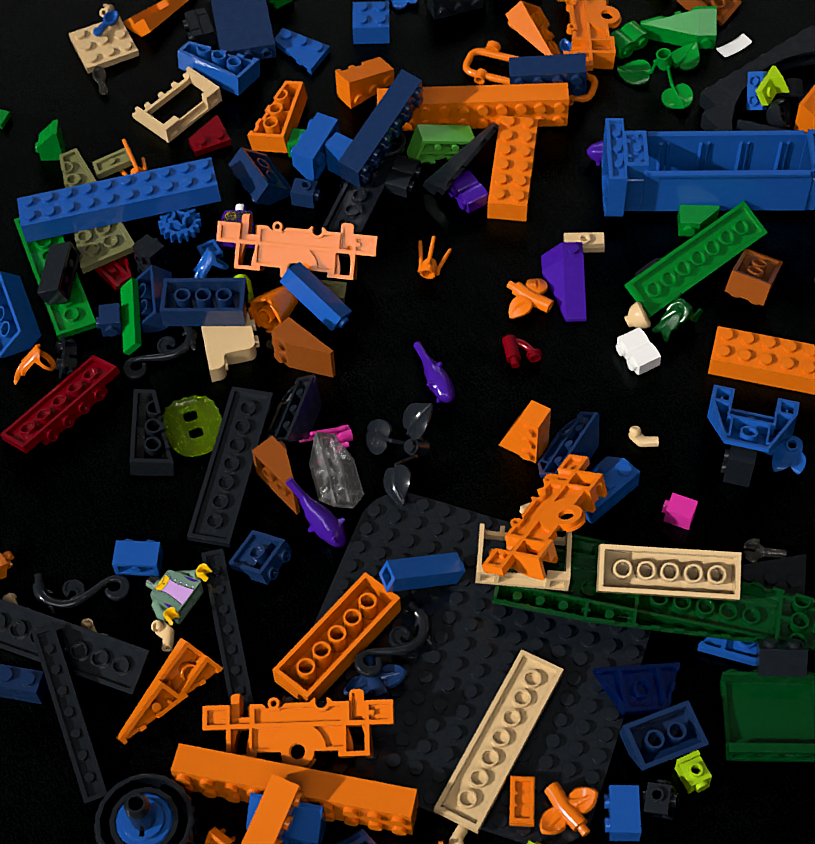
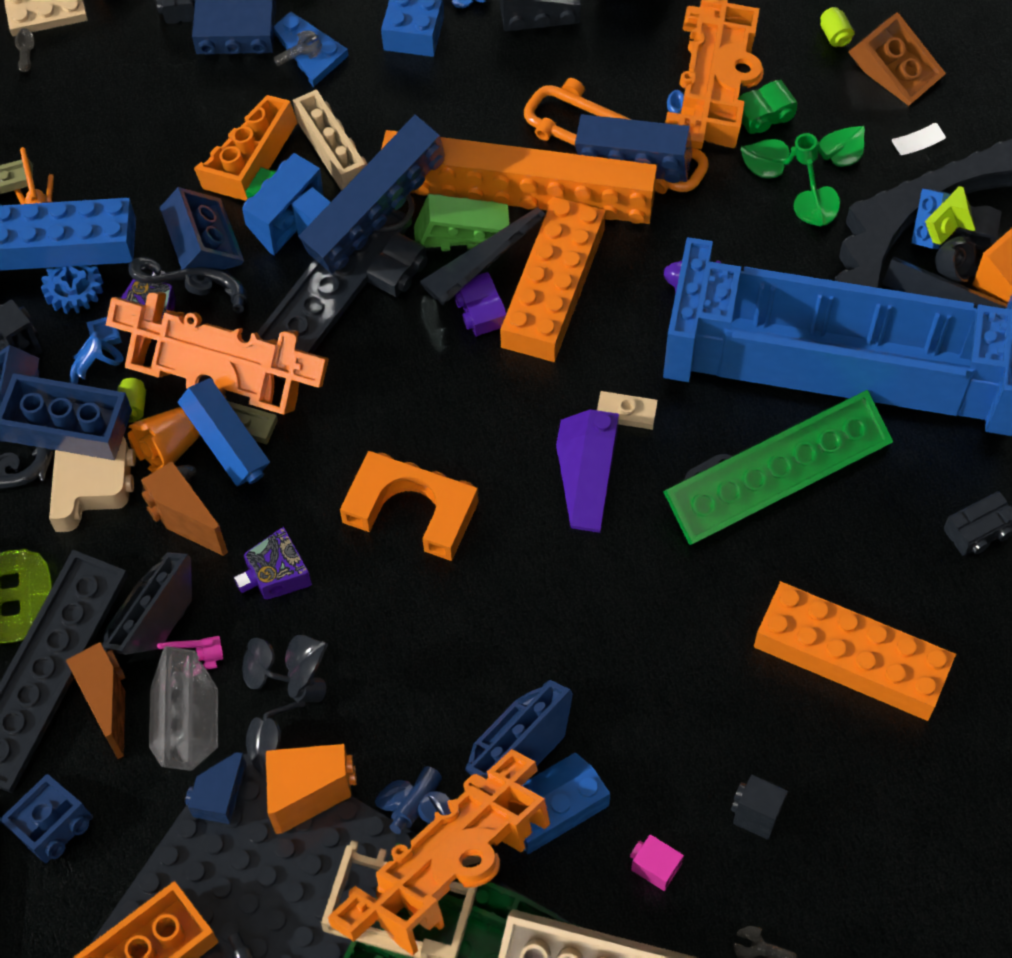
camera: 10 degrees right, 5 degrees up
(175, 126) = (102, 137): tan hinge -> none
(209, 137) = (148, 160): dark red wing -> none
(222, 69) = (186, 59): blue wedge -> none
(267, 206) = (192, 280): none -> black plant
(298, 49) = (301, 48): none -> clear smoke bar
(305, 193) = (254, 267): dark blue brick -> none
(320, 518) = (139, 778): dark purple piece -> none
(335, 104) = (328, 138): none -> tan brick
(362, 81) = (372, 112): orange wedge -> none
(372, 376) = (274, 567): none -> torso
(374, 517) = (217, 790): none -> dark blue slope
(421, 572) = (255, 895): blue brick -> none
(429, 267) = (396, 411): orange plant -> none
(433, 308) = (384, 477): none -> orange arch
(436, 376) = (363, 583): dark purple piece -> none
(436, 499) = (306, 783): none -> orange slope
(507, 502) = (413, 801): none -> dark blue plant
(511, 347) = (480, 564): dark red plant -> none
(528, 296) = (526, 482): orange plant -> none
(529, 432) = (467, 702): orange wedge -> none
(533, 26) = (637, 64): orange wedge -> none
(637, 317) = (673, 542): tan brick -> none
(638, 351) = (660, 597): white brick -> none
(642, 441) = (629, 736): tan arm -> none
(677, 313) = (728, 549): dark green hair -> none
(685, 27) = (851, 104): green wedge -> none
(695, 218) = (795, 402): green slope -> none
(749, 428) = (784, 758): blue wedge -> none
(753, 277) = (856, 508): dark orange slope -> none
(788, 457) = (831, 803): blue plate -> none

